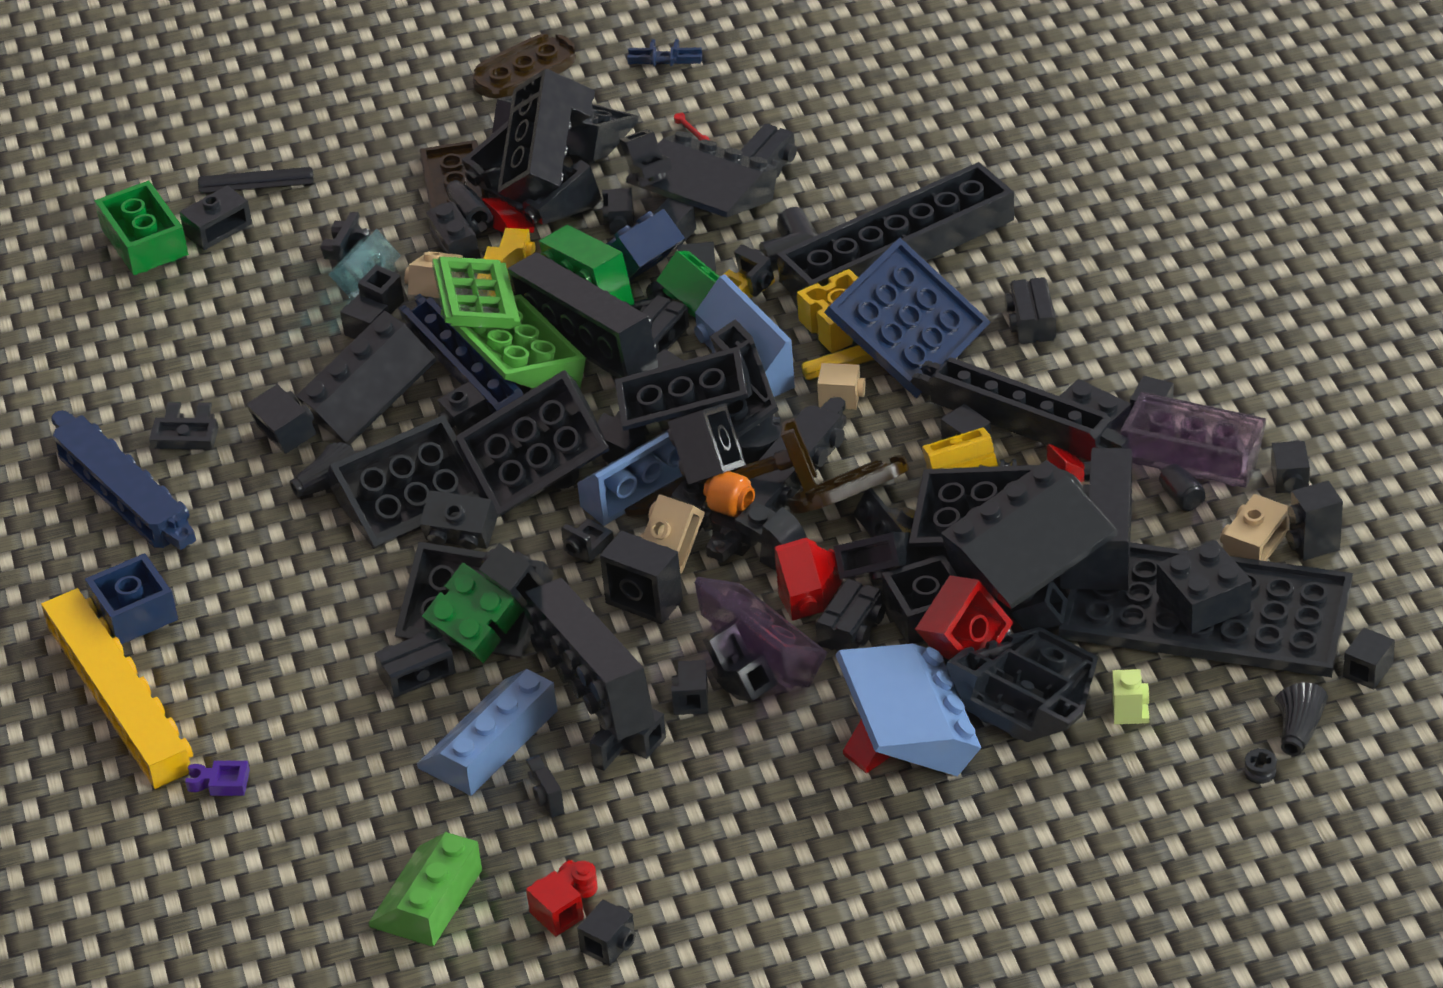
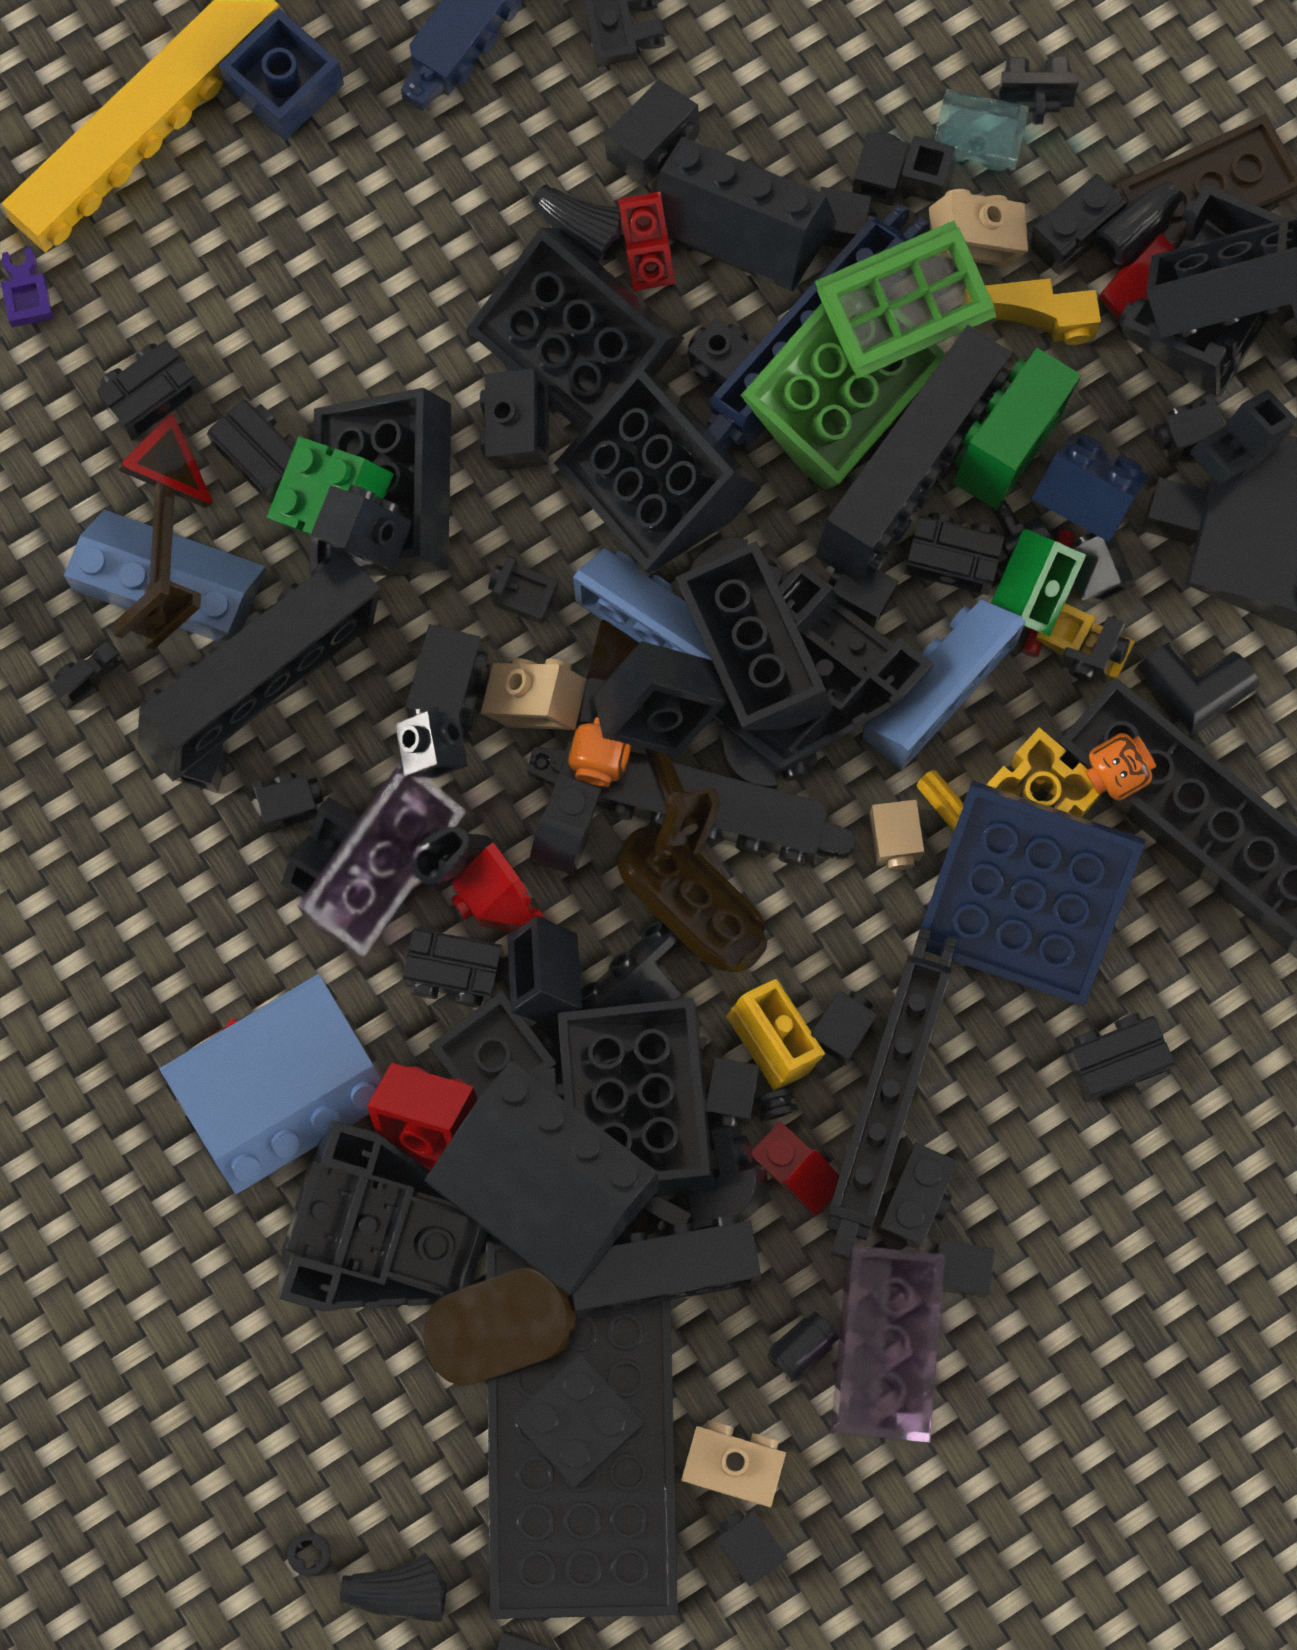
camera: 70 degrees right, 35 degrees up
(336, 717) = (147, 388): none -> black brick
(359, 437) = (646, 241): none -> red slope
(524, 696) = (169, 466): none -> dark brown piece
(701, 564) = (431, 743): none -> black brick
(773, 577) = (446, 854): none -> black piece
(841, 249) = (1120, 766): none -> orange head
(1124, 610) = (498, 1326): none -> dark brown tile
(1129, 697) = (381, 1362): yellowish green brick -> none
(1289, 466) = (872, 1489): black brick -> none

